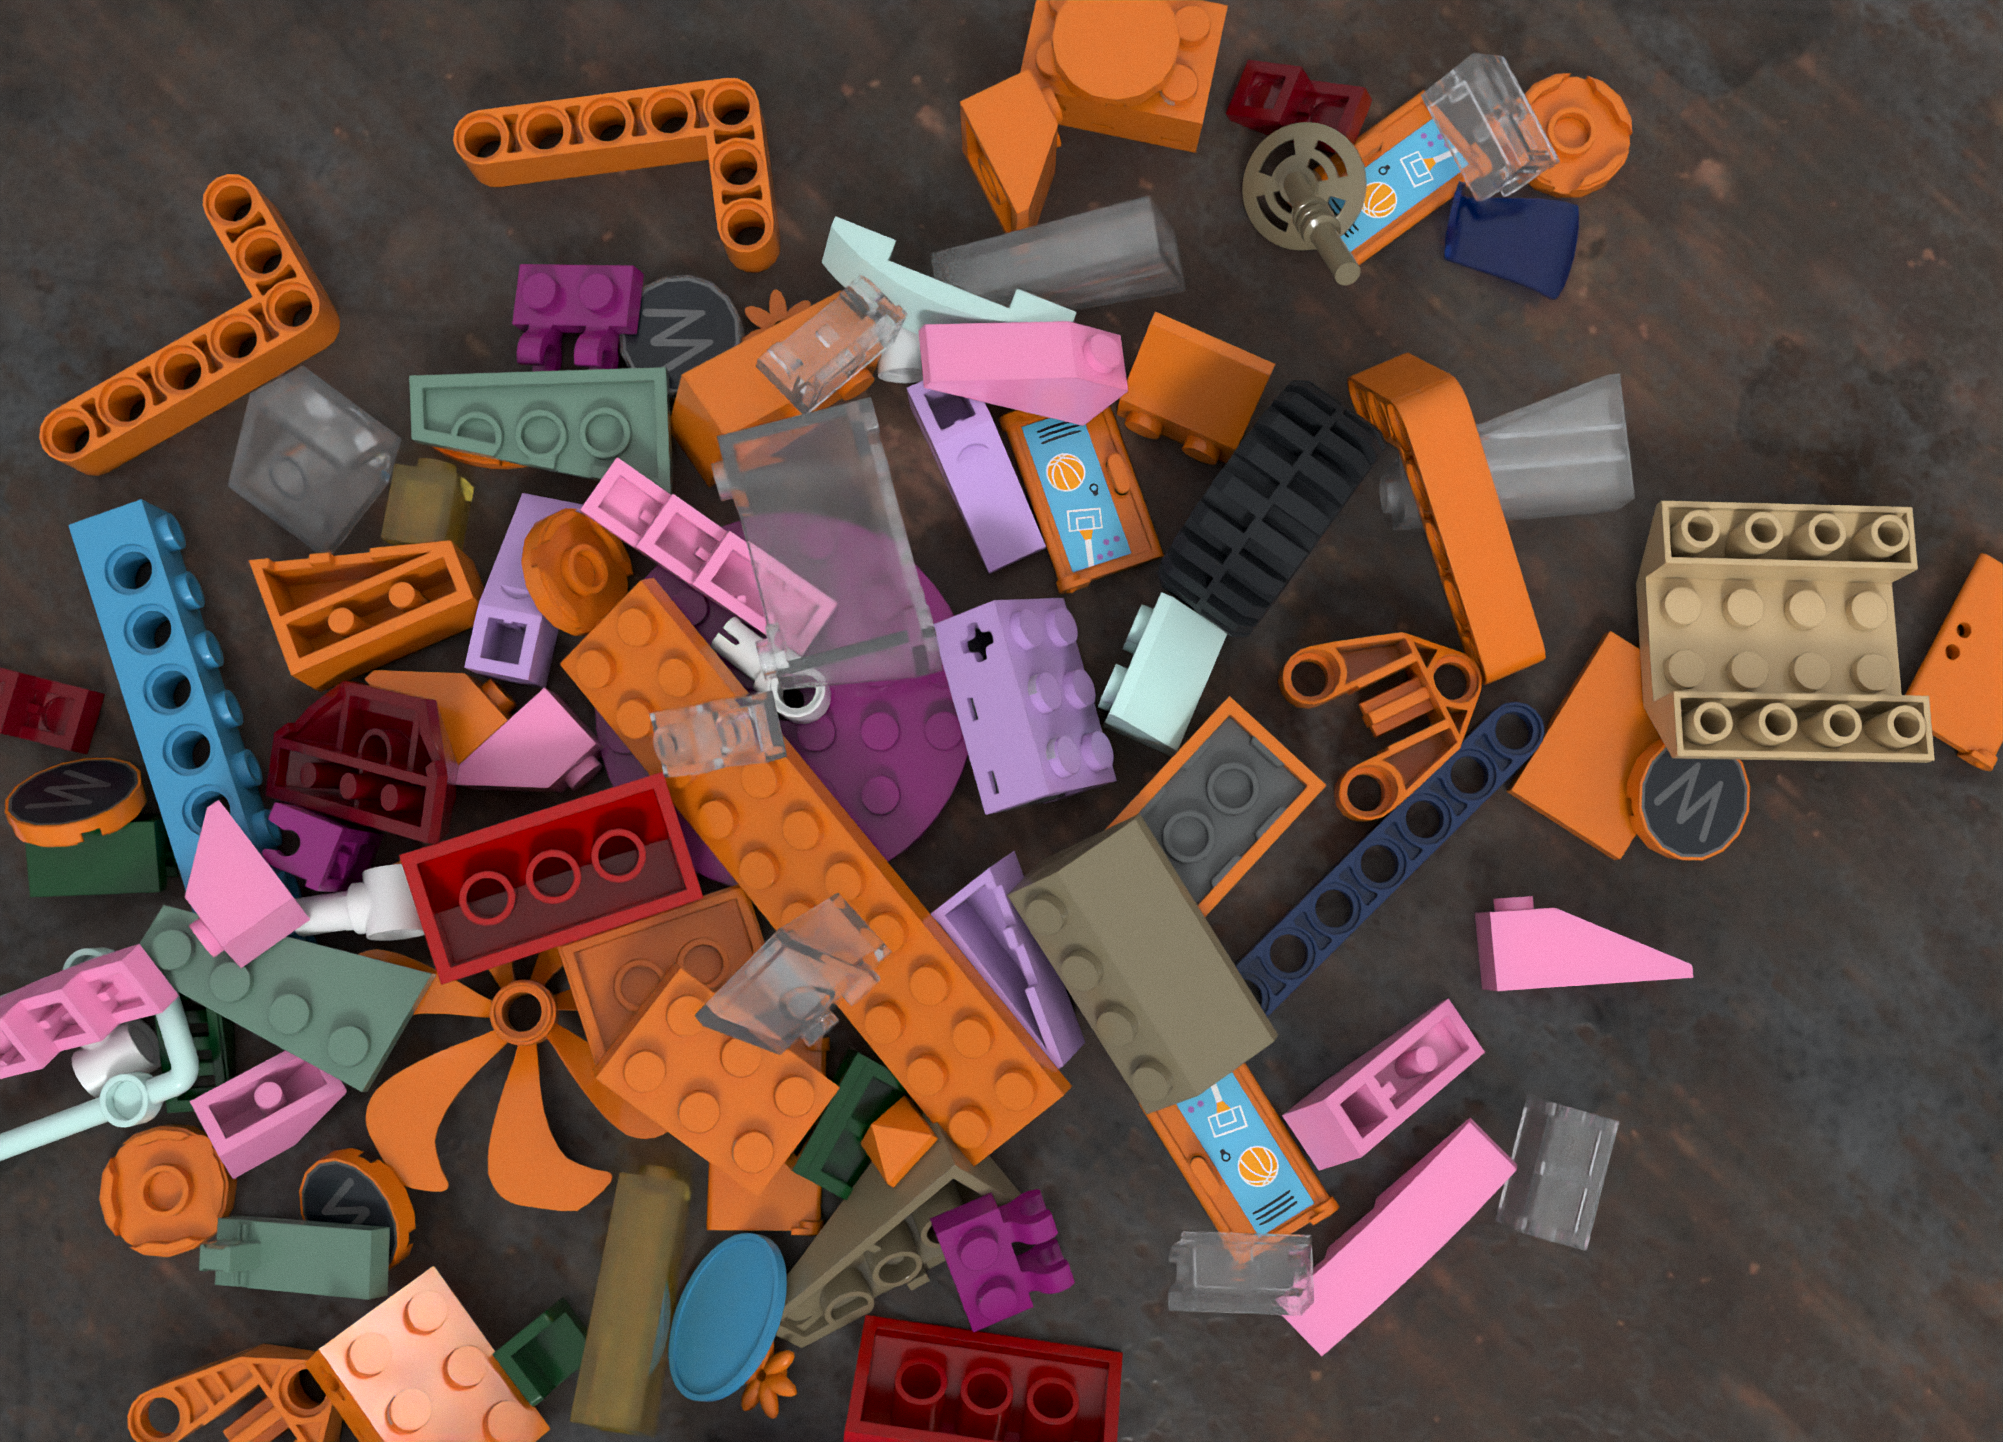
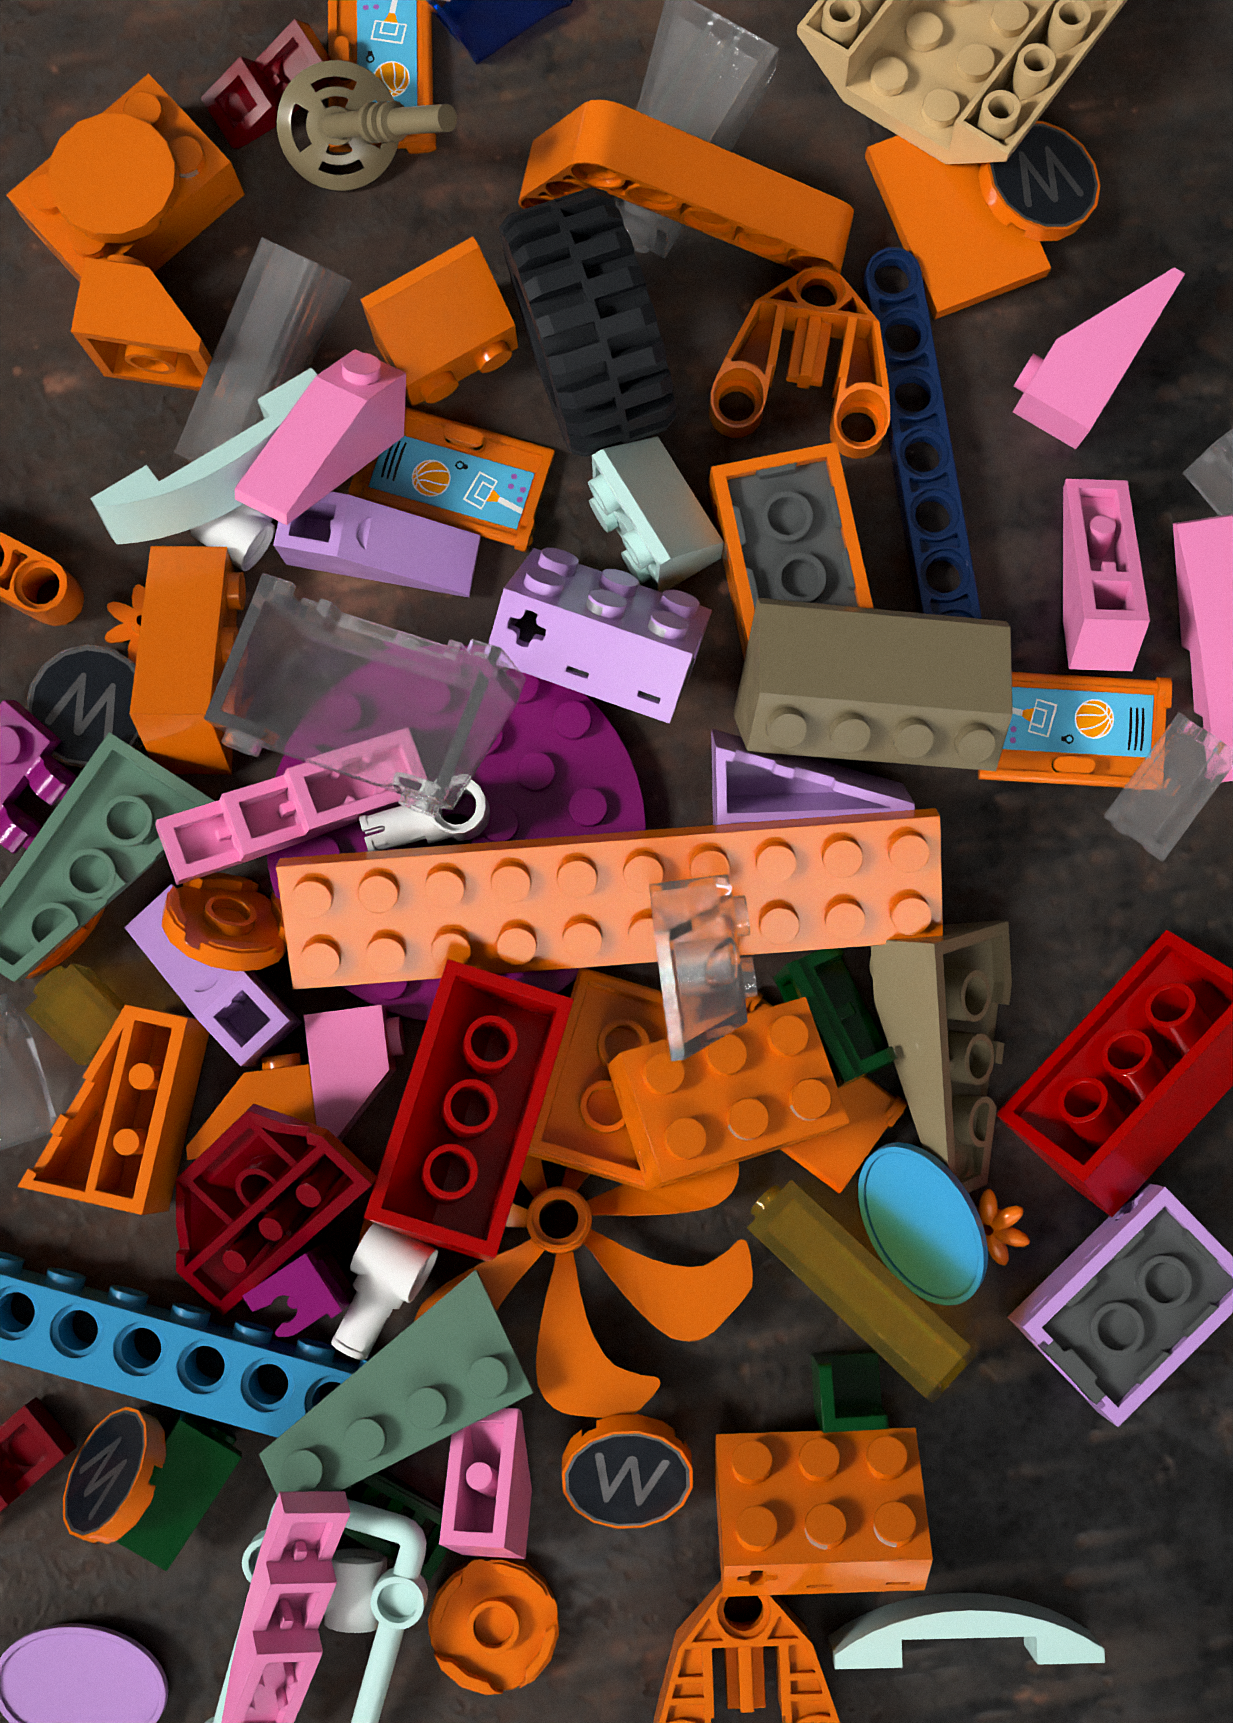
camera: 55 degrees left, 0 degrees up
(237, 893) = (296, 1378): bright pink slope -> none
(299, 1256) = (630, 1543): sand green hinge -> none
(718, 734) = (451, 888): clear slope -> none
(833, 345) = (194, 577): clear hinge -> none
(898, 1140) = (880, 982): orange slope -> none
(983, 1262) = (1025, 985): magenta plate -> none

